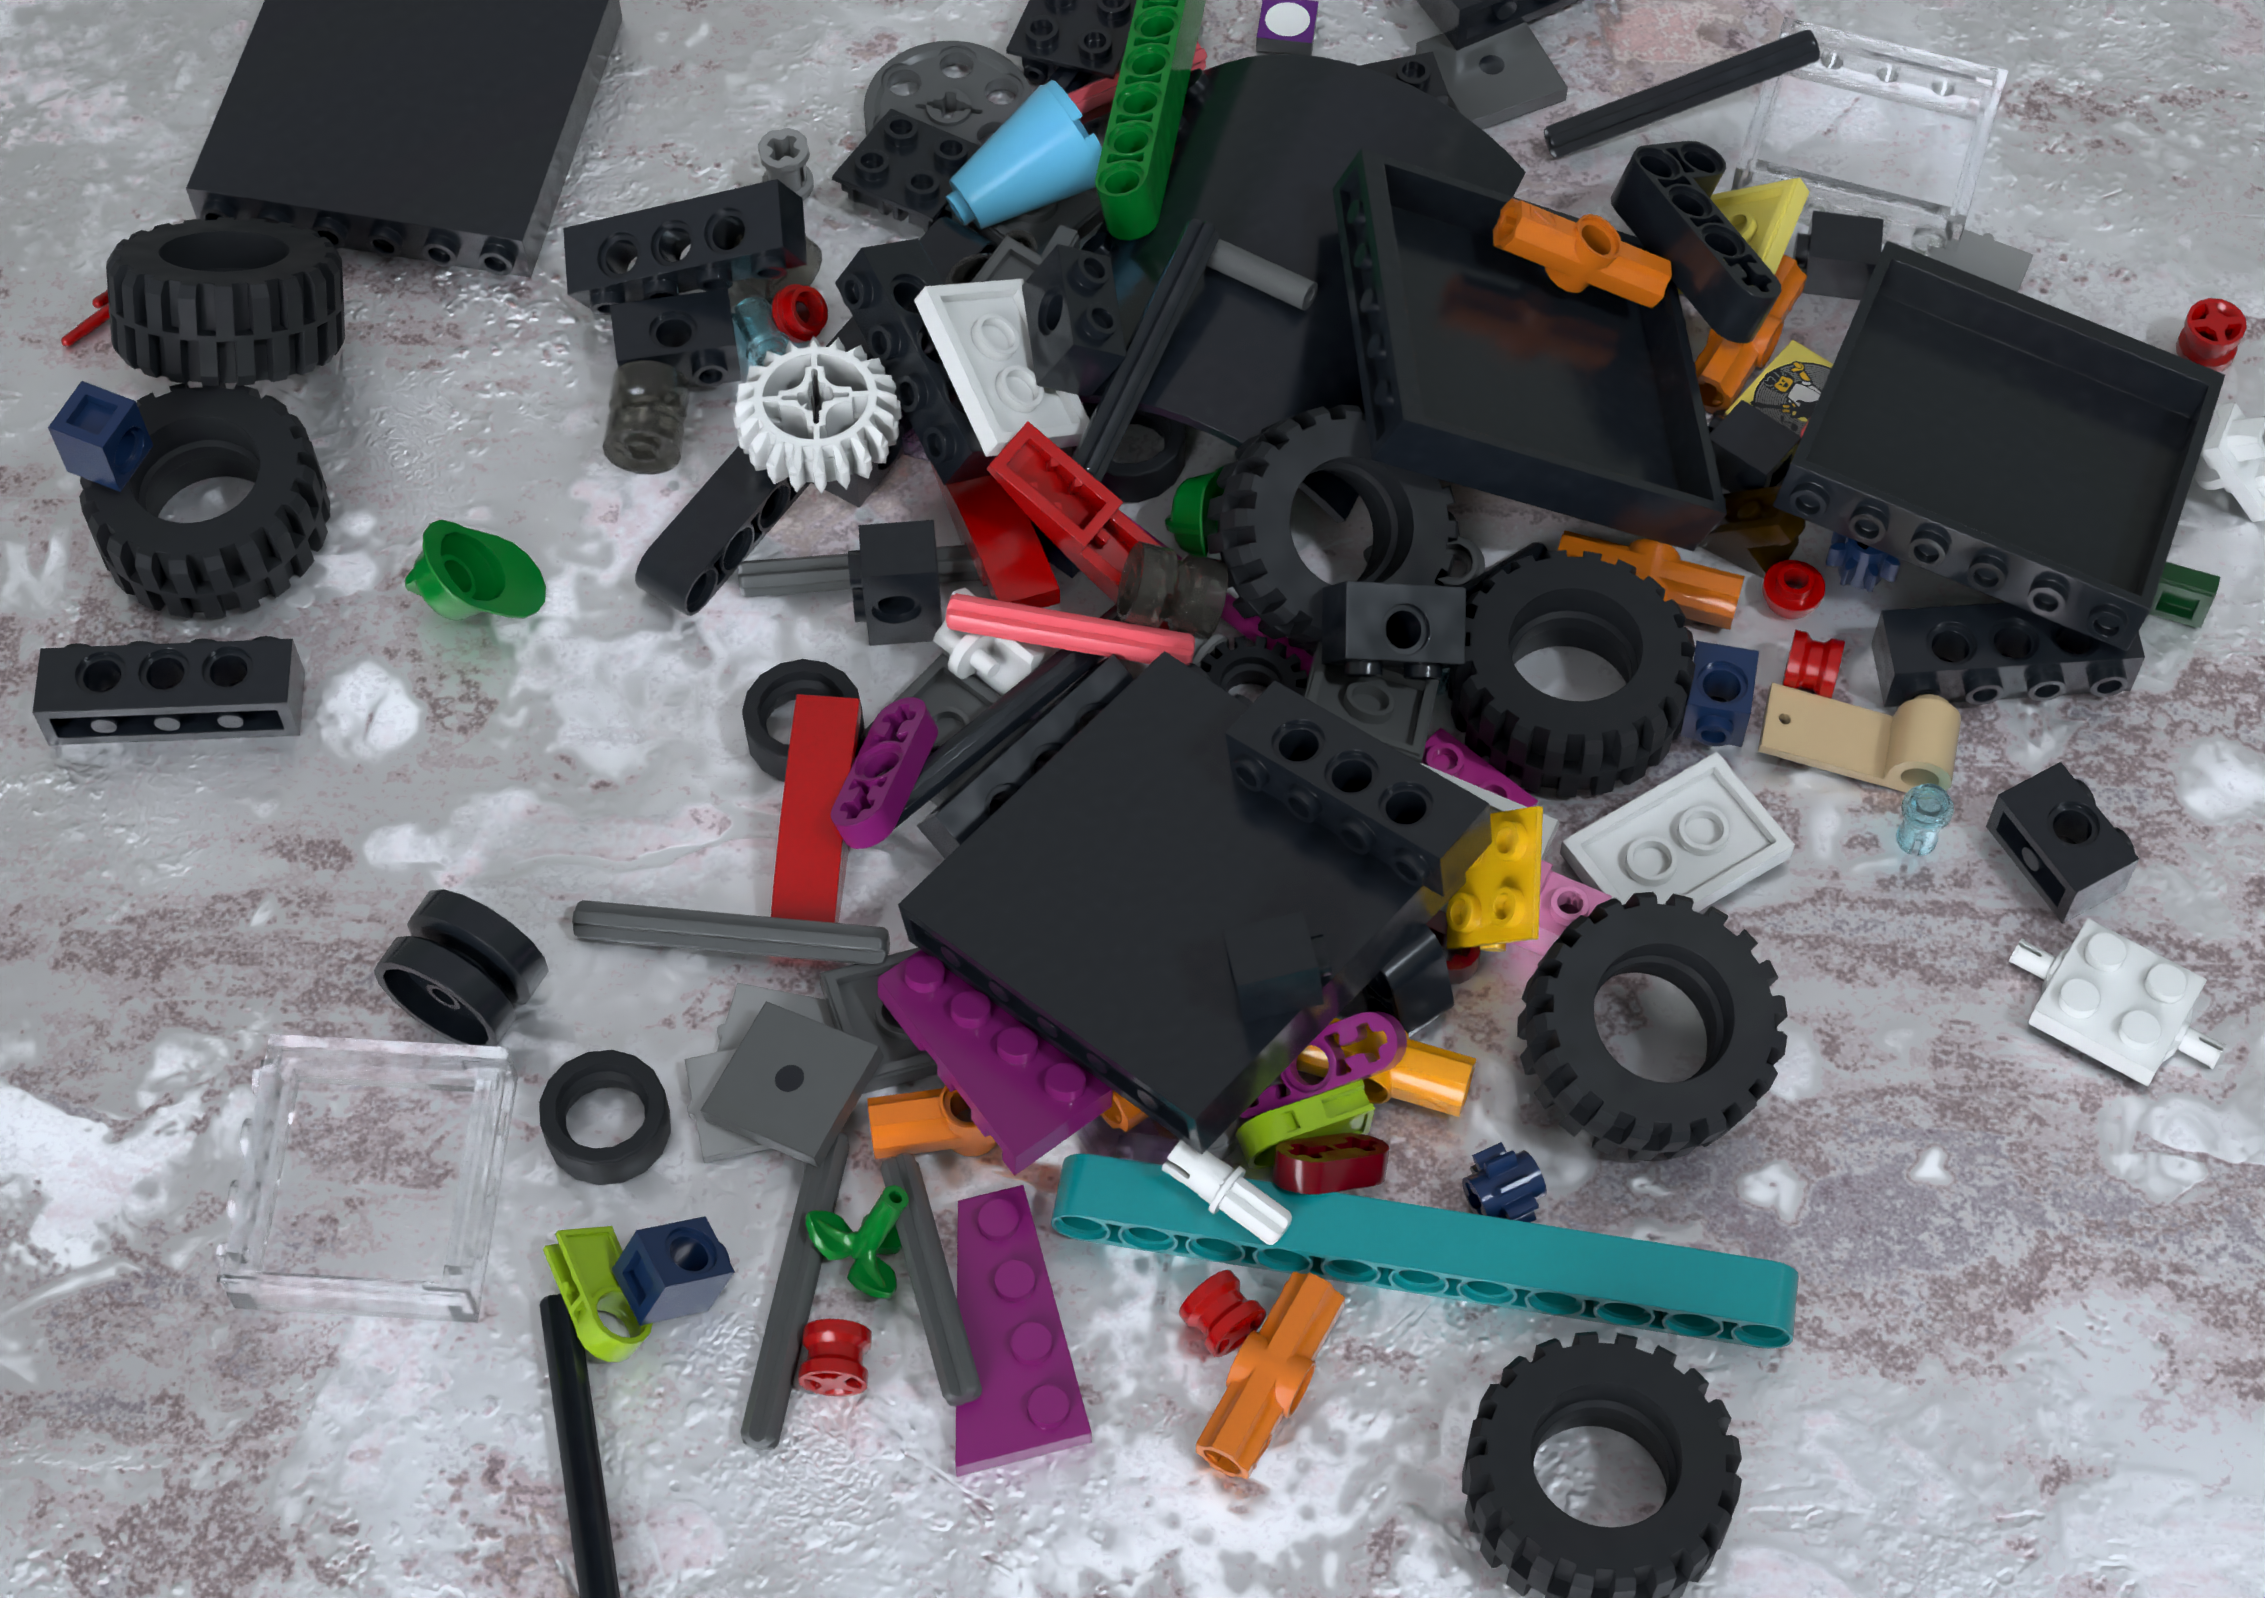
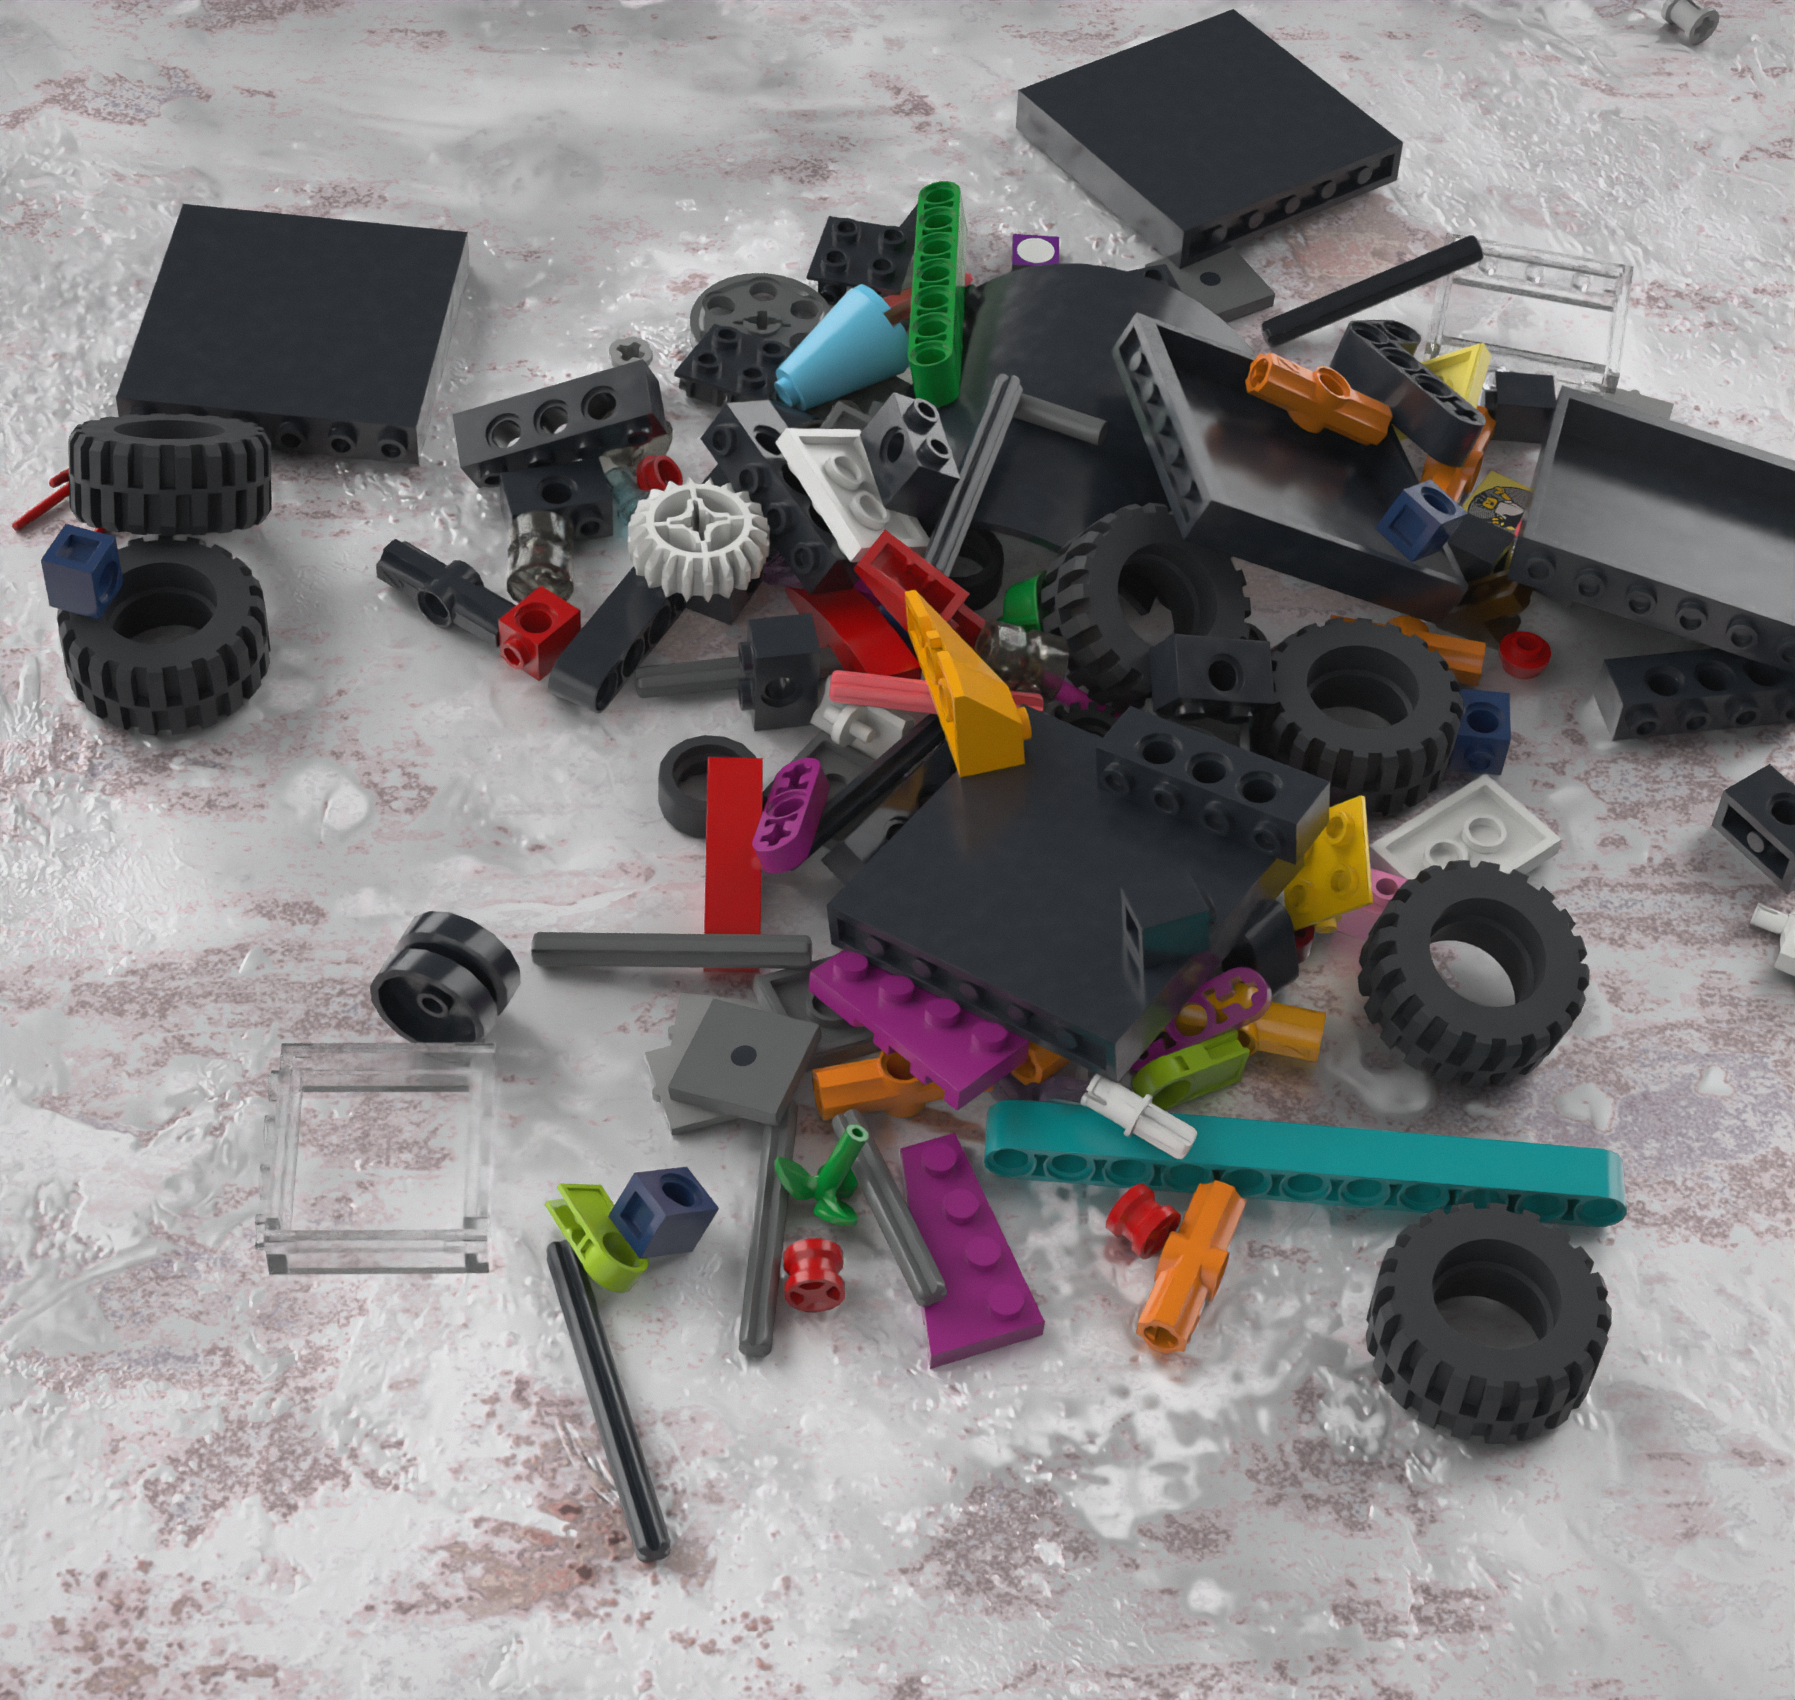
camera: 10 degrees left, 10 degrees down
(141, 709) = (148, 787): black brick -> none
(474, 573) = (406, 684): green piece -> none
(540, 455) = (444, 591): none -> black piece
(585, 1075) = (574, 1064): black tyre -> none
(636, 492) = (538, 632): none -> red brick
(1096, 650) = (969, 697): none -> light orange wedge
(1330, 1163) = (1217, 1097): dark red beam -> none
(1504, 1184) = (1366, 1104): dark blue gear -> none
(1677, 428) = (1421, 520): none -> dark blue brick
(1813, 664) = (1552, 707): red wheel -> none
(1861, 564) = (1578, 626): dark blue gear -> none
(1861, 743) = (1638, 770): tan door -> none
(1925, 813) = (1665, 808): clear light blue pin -> none

